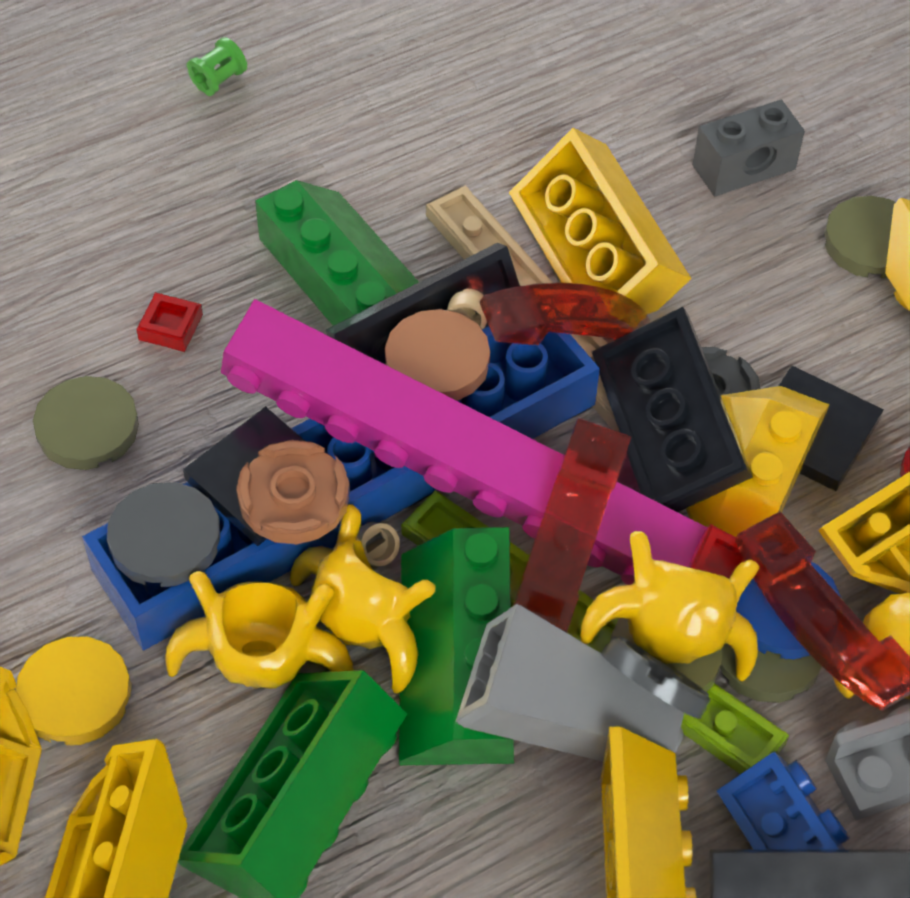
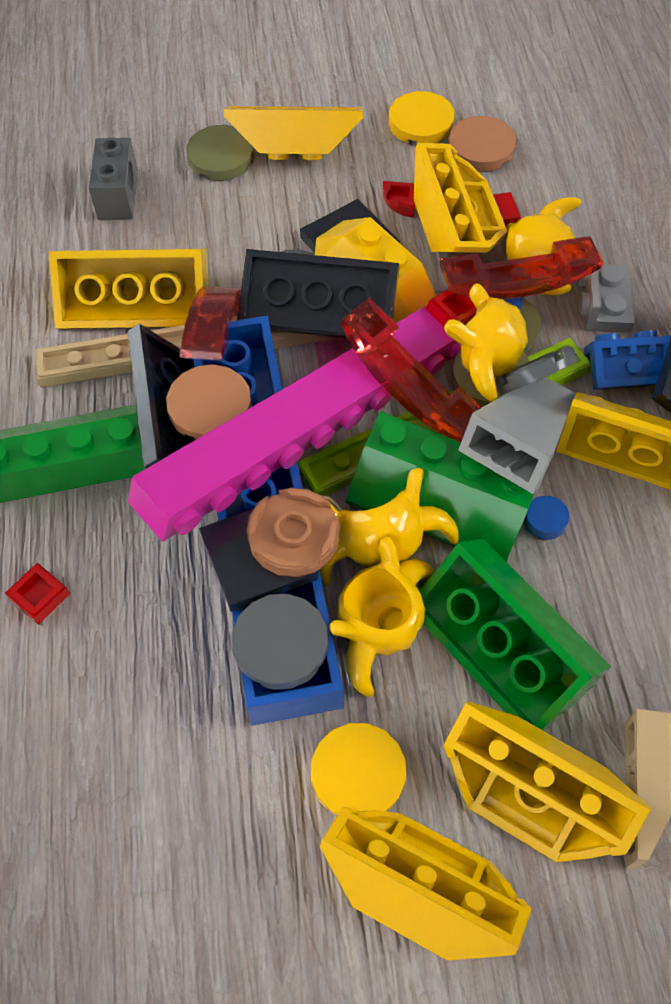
camera: 65 degrees left, 5 degrees up
(85, 422) = (103, 688): olive tile -> none
(467, 303) = (174, 367): tan hinge -> none
(485, 789) = (546, 517): none -> blue tile

